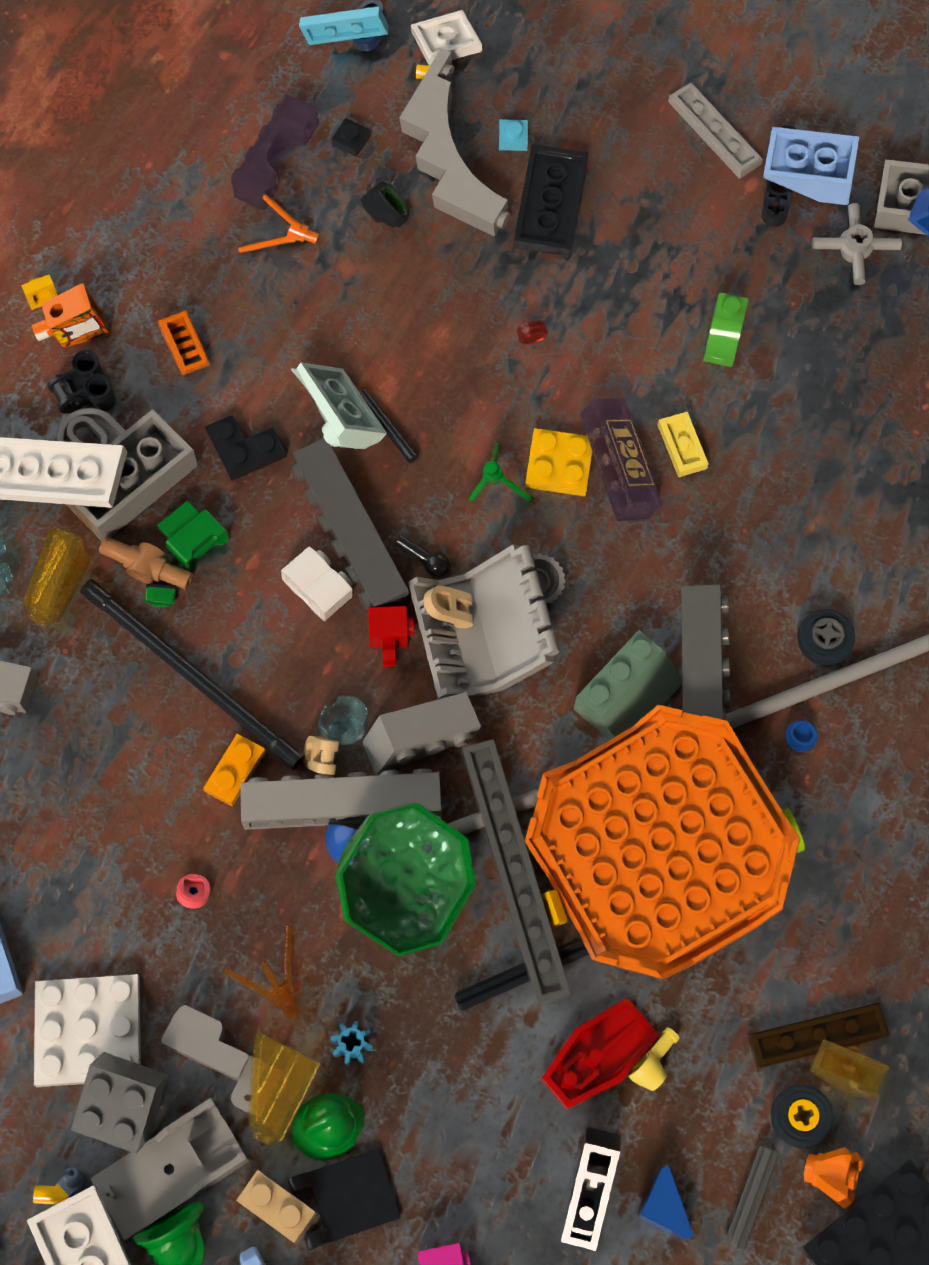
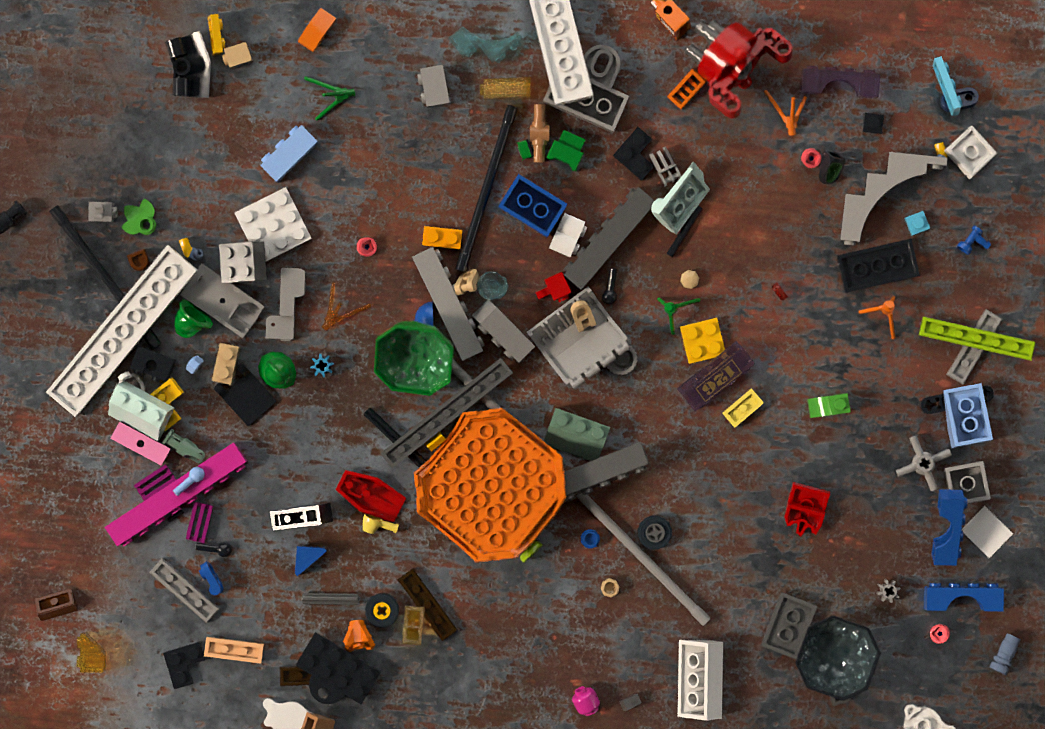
camera: 70 degrees right, 20 degrees up
(83, 385) = (632, 43): black piece -> none
(168, 252) = (732, 58): none -> red piece
(249, 611) = (532, 205): none -> blue brick
(275, 411) = (671, 177): none -> light grey arm
(276, 1087) = (282, 338): clear yellow slope -> none
(361, 225) = (811, 158): none -> coral tile
(461, 444) = (689, 279): none -> tan tile
(572, 88) = (976, 236): none -> blue piece
(618, 199) = (886, 309): none -> orange plant
(705, 118) = (977, 338): none -> lime tile
(866, 415) = (806, 507): none -> red plate
(890, 736) = (609, 587): none -> tan tile

